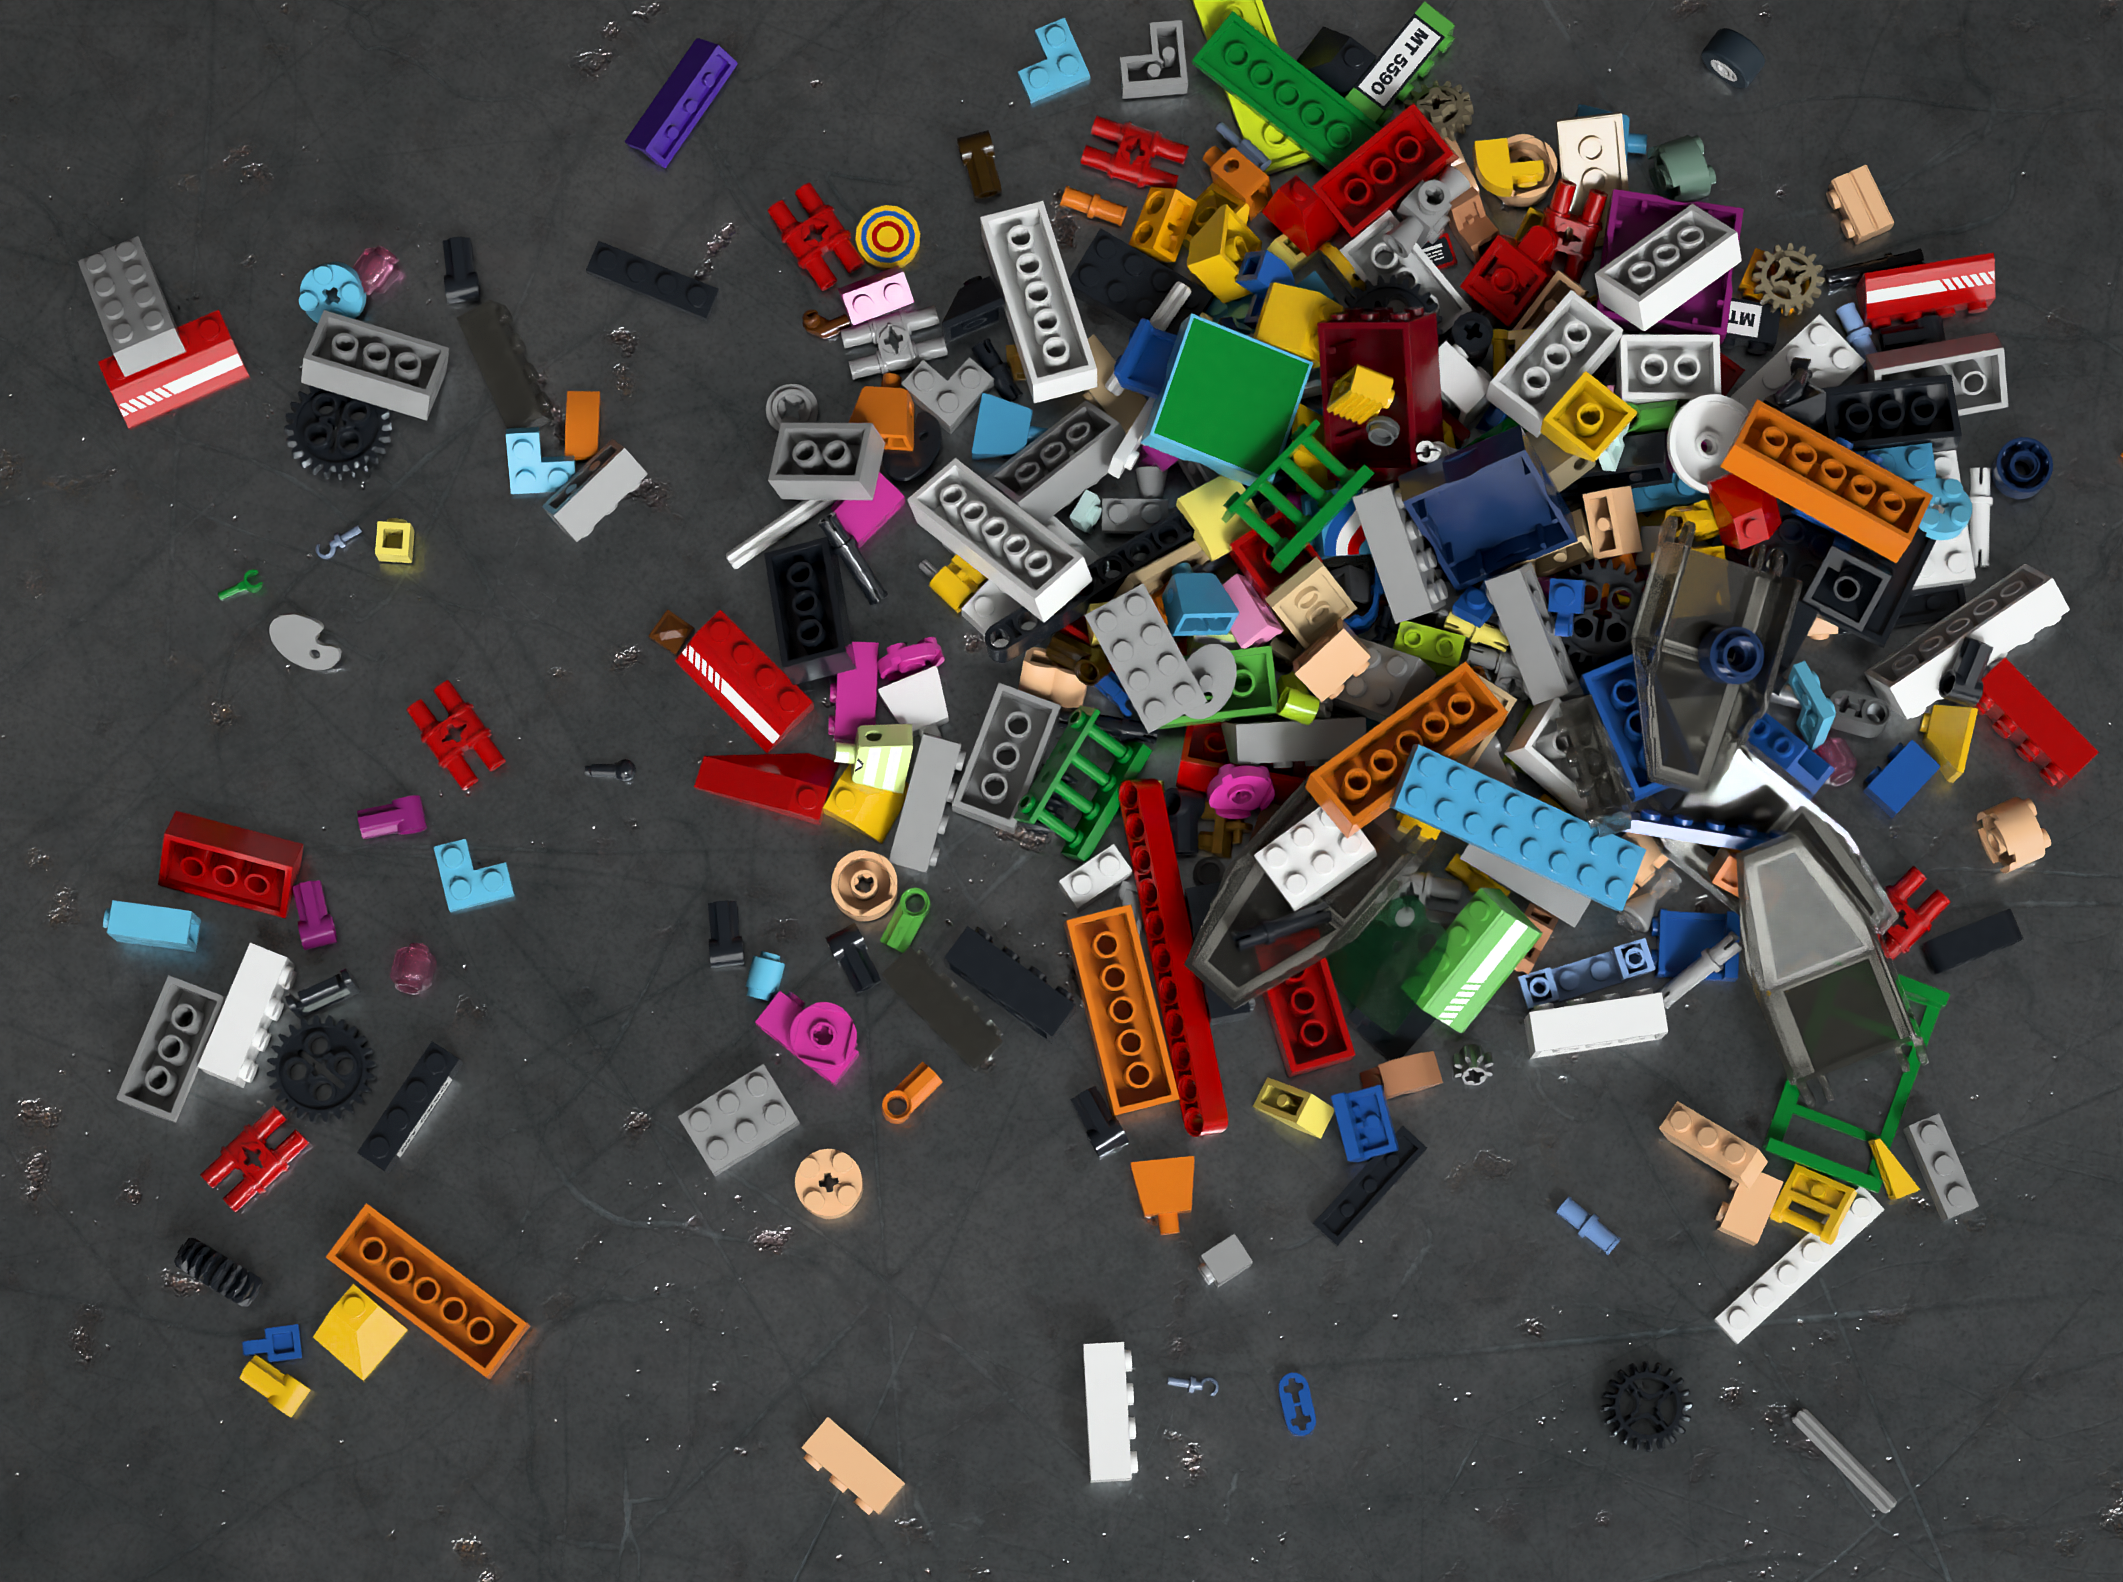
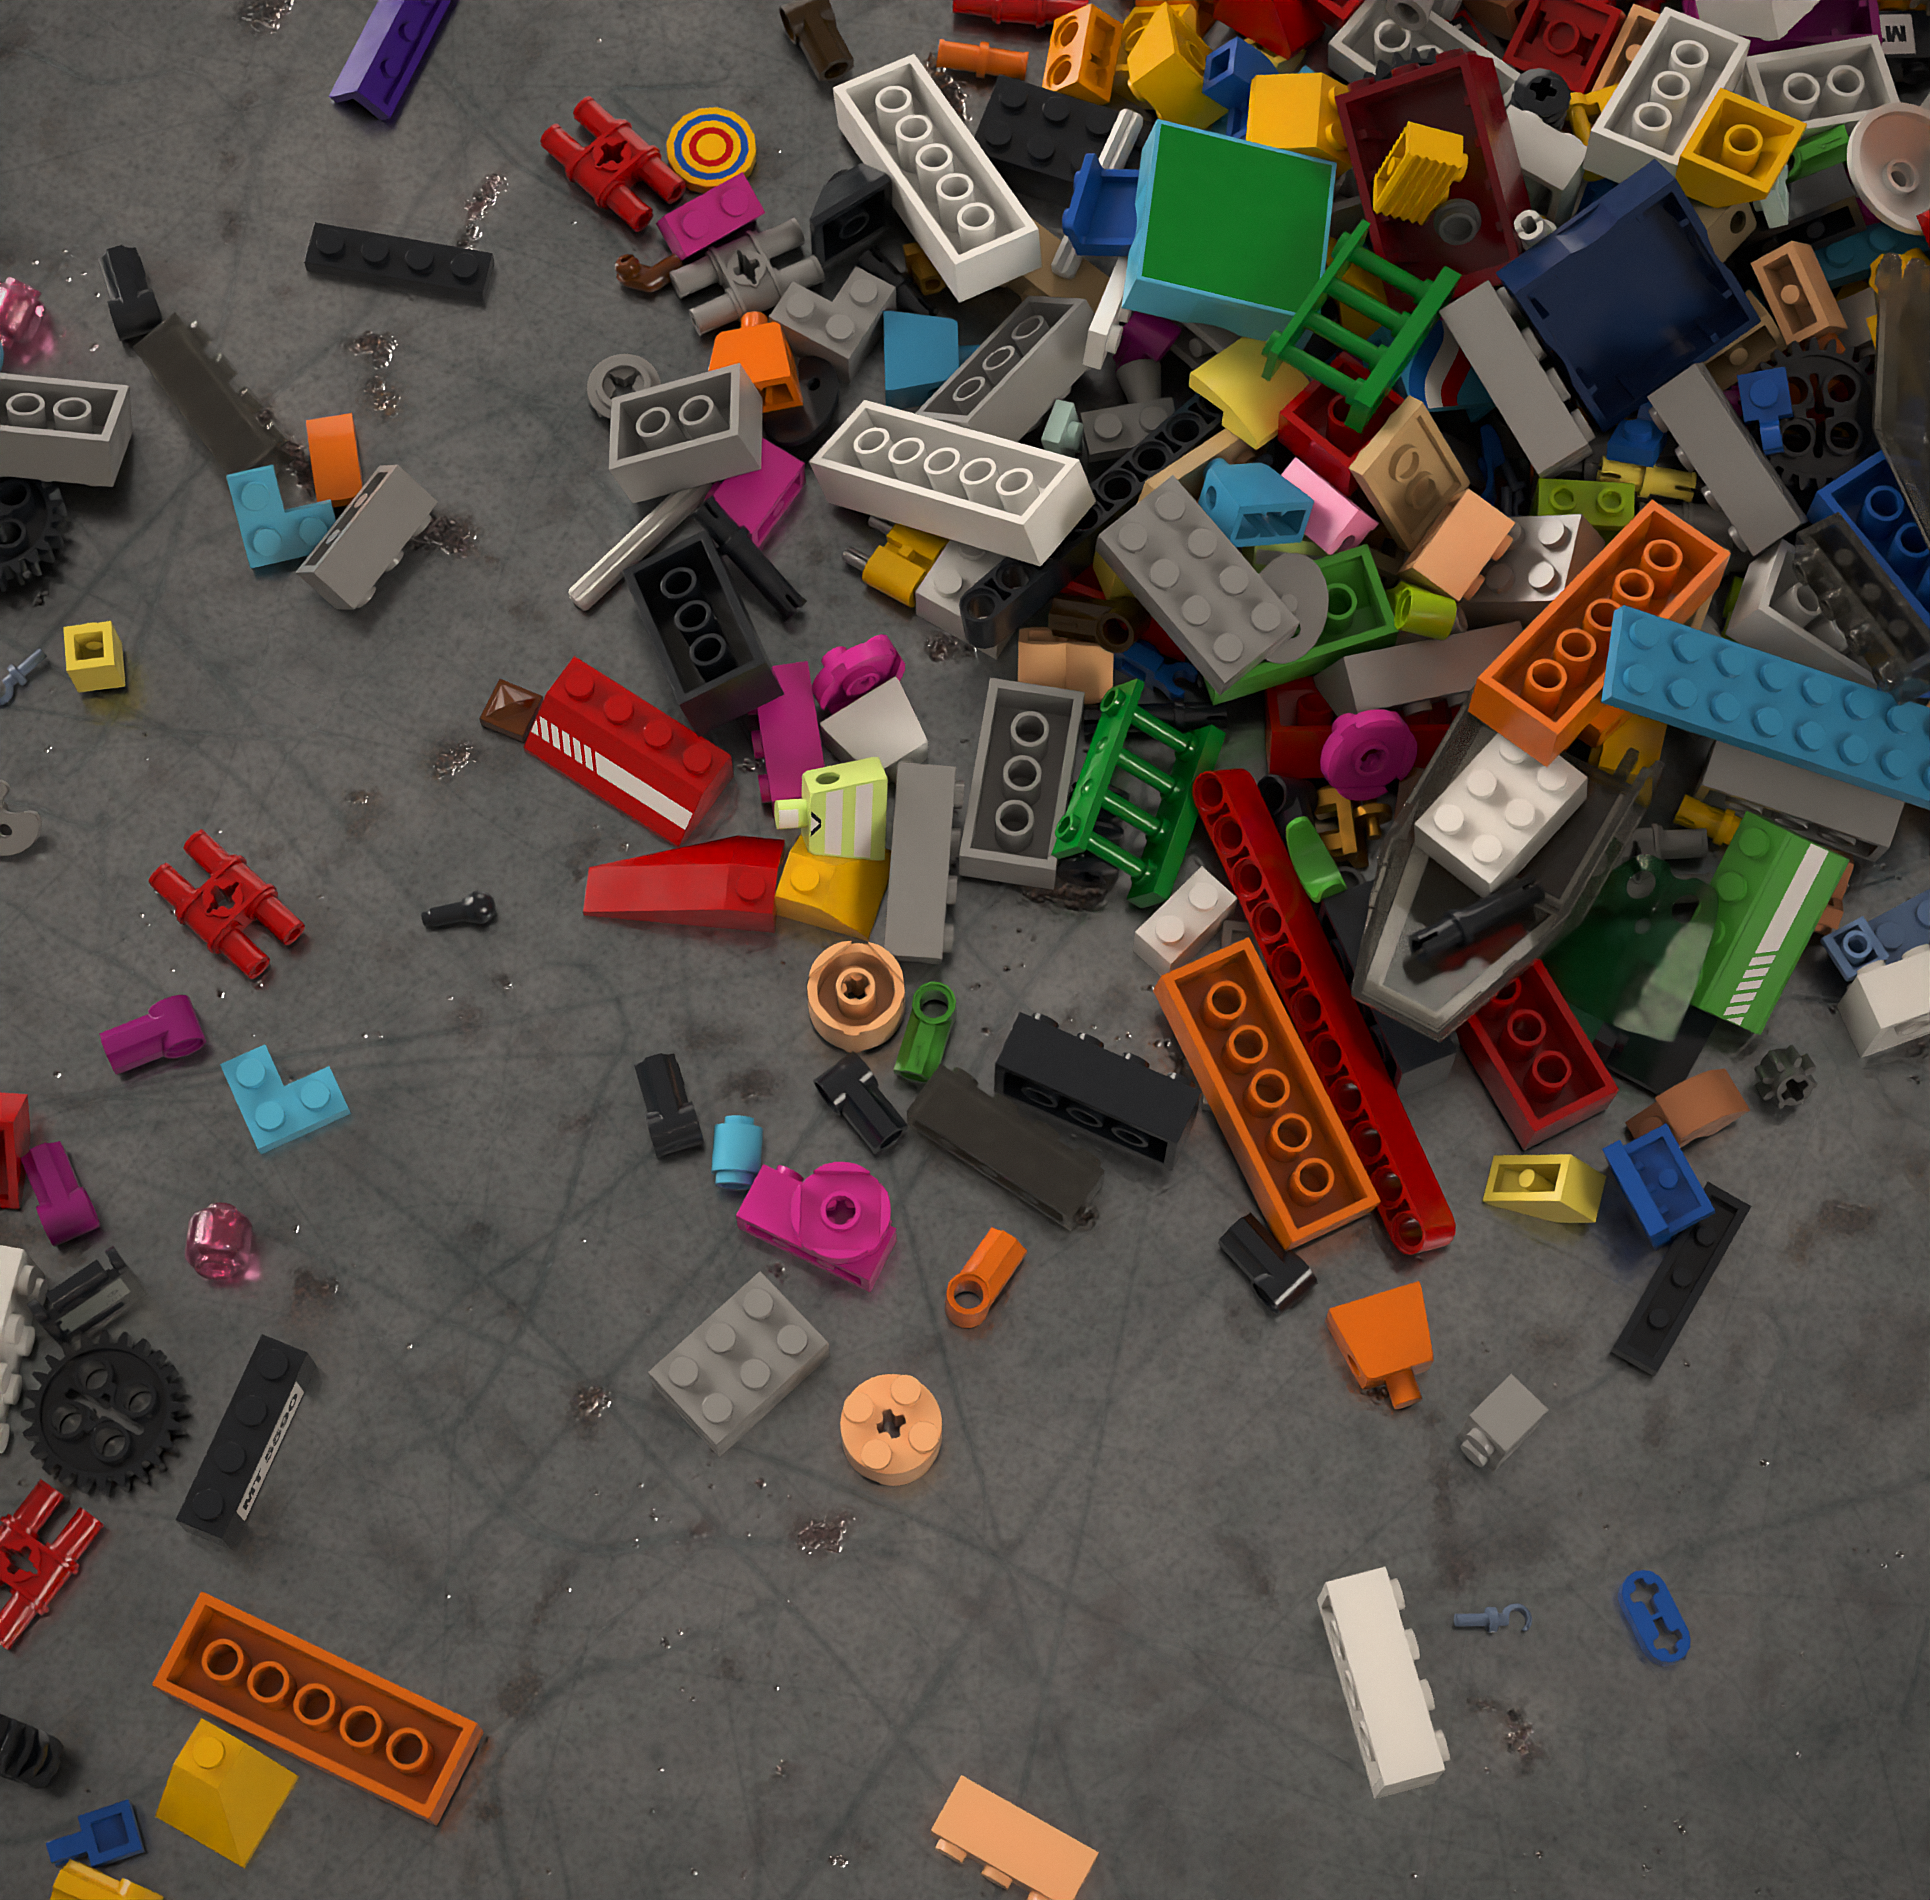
camera: 10 degrees left, 10 degrees down
(1189, 859) = (1313, 861): none -> bright green helmet
(1340, 267) = (1332, 57): yellow tile -> none

